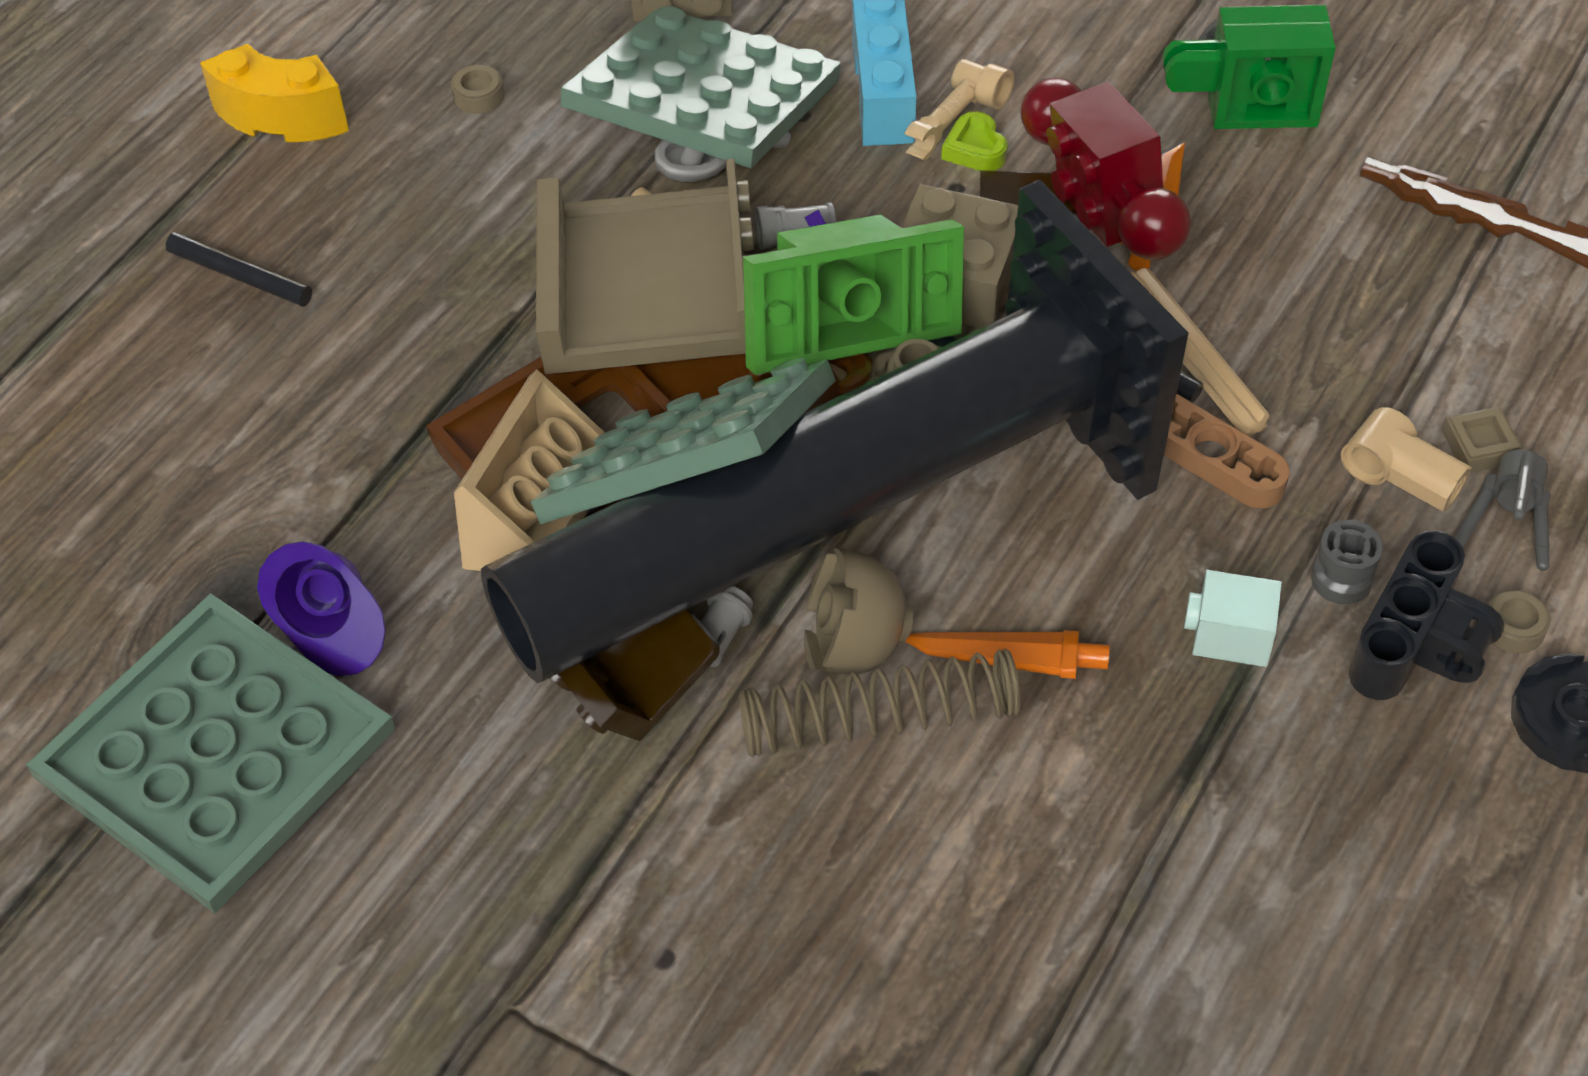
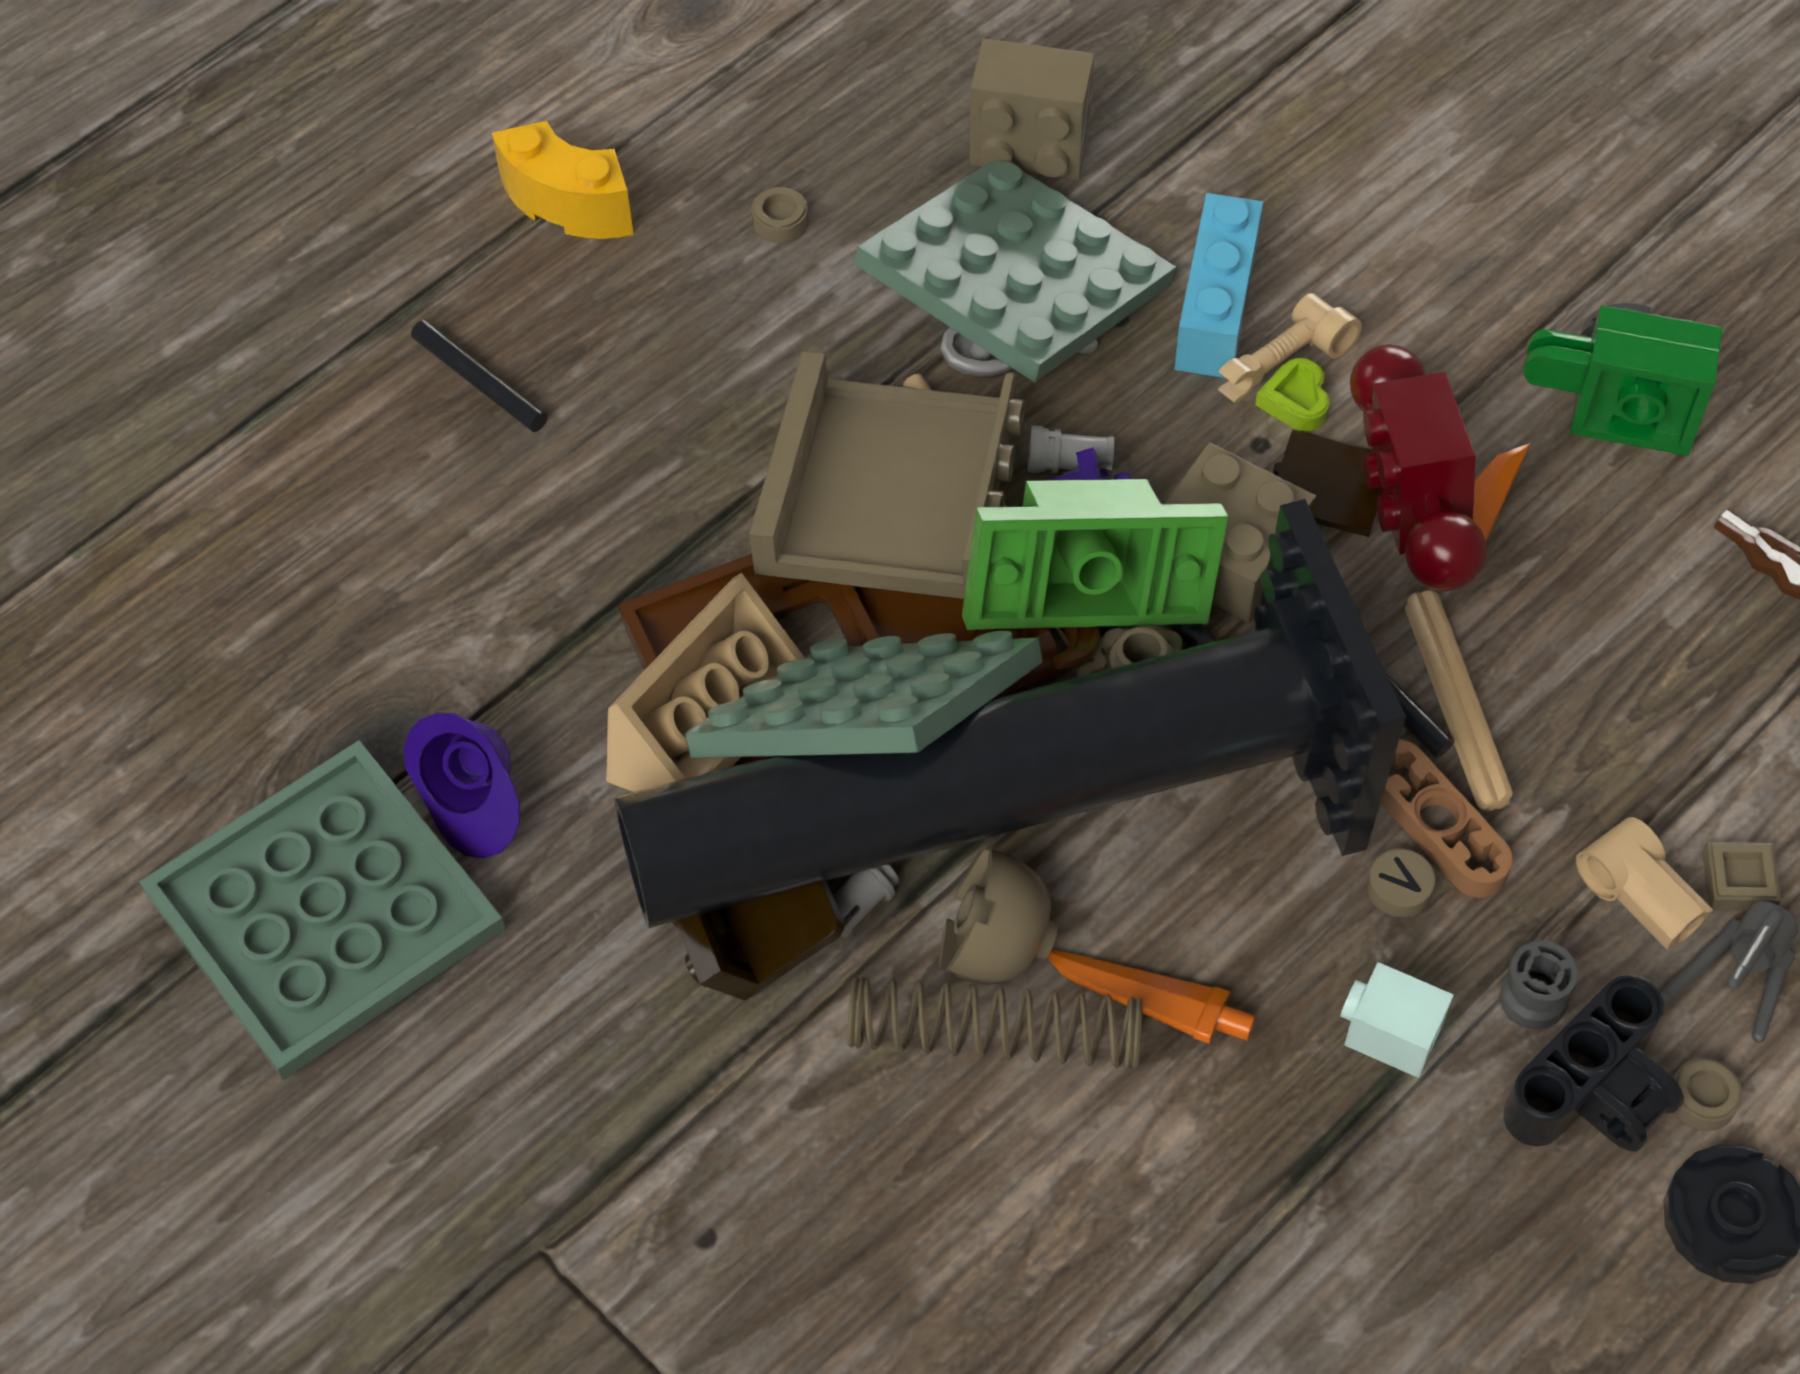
camera: 15 degrees right, 5 degrees up
(1197, 508) = (1400, 882): none -> dark tan tile

